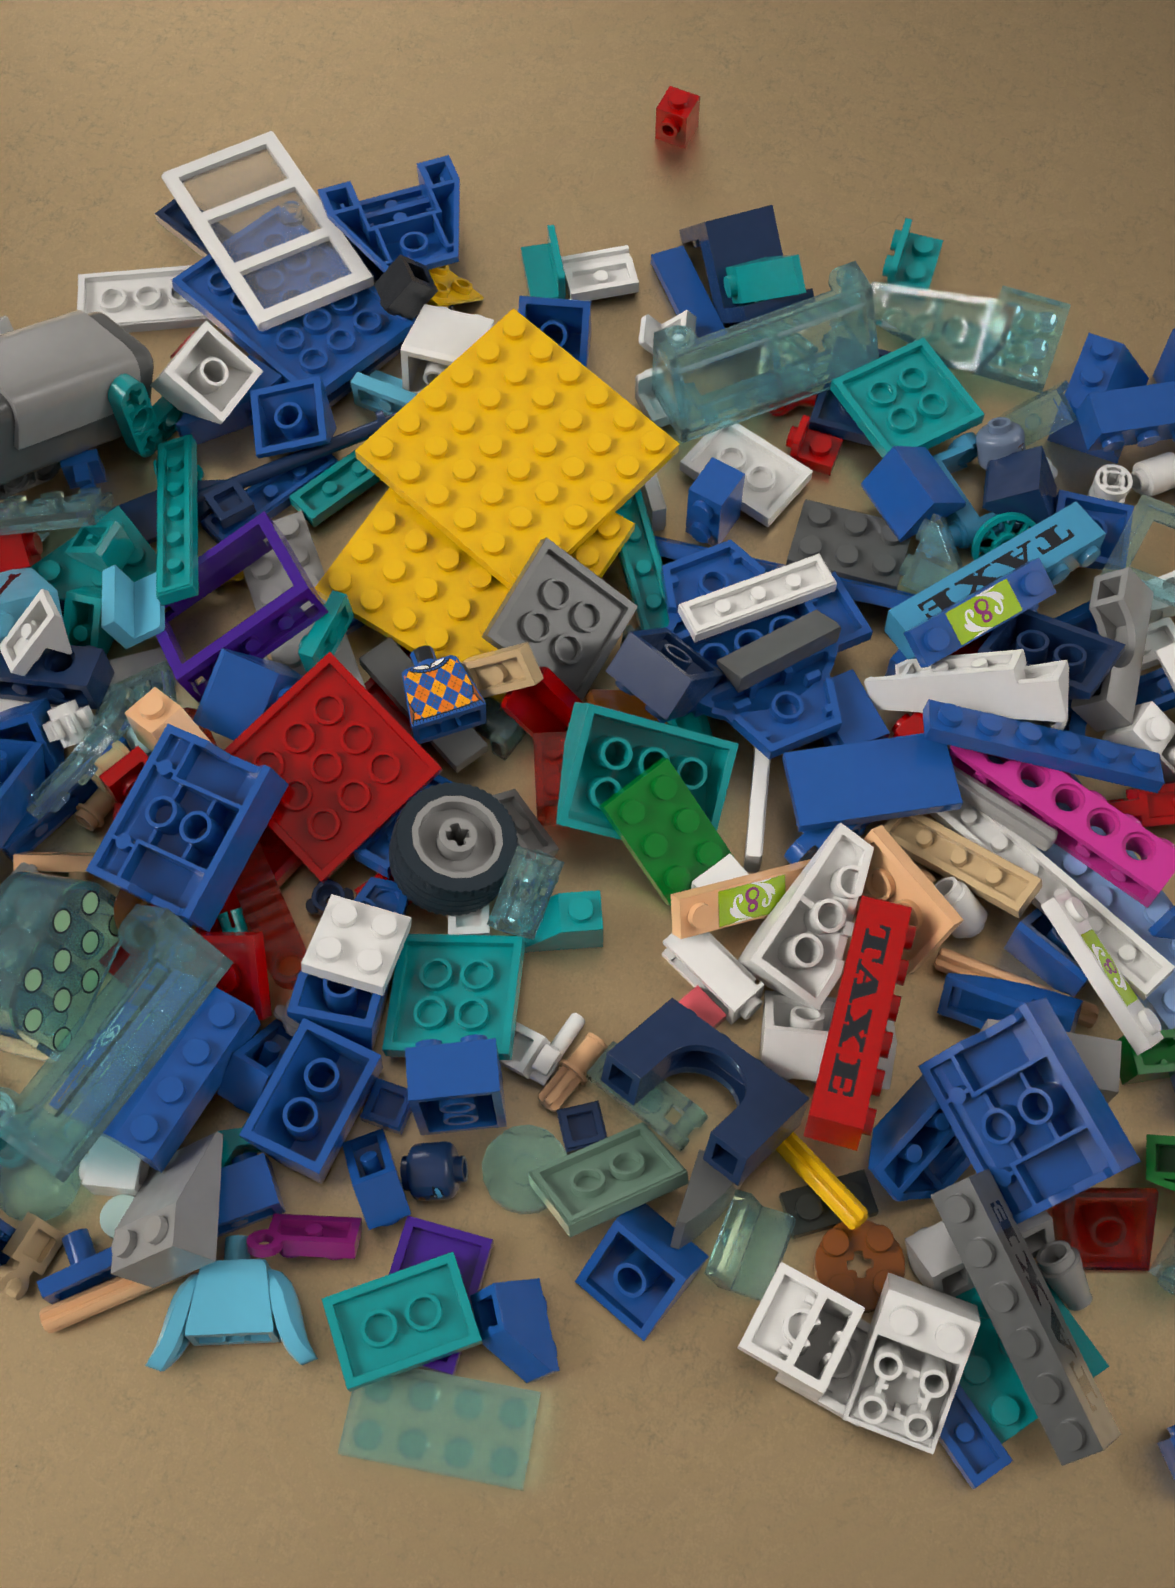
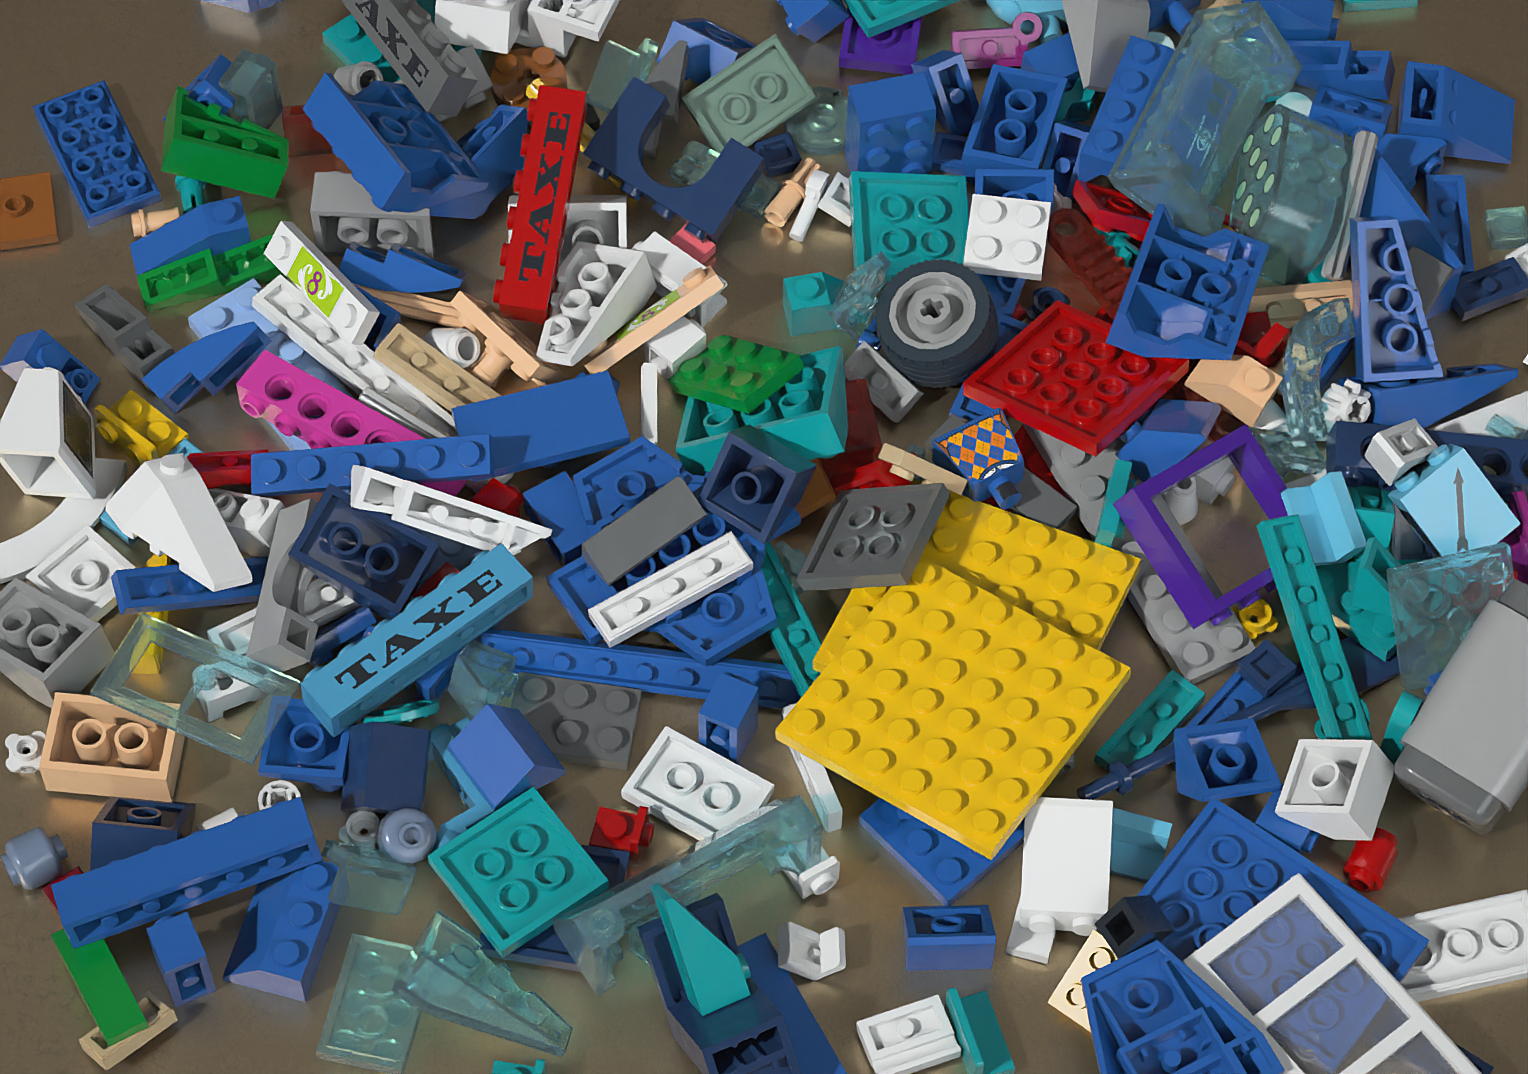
camera: 170 degrees right, 5 degrees down
(979, 613) = (436, 576): blue plate -> none

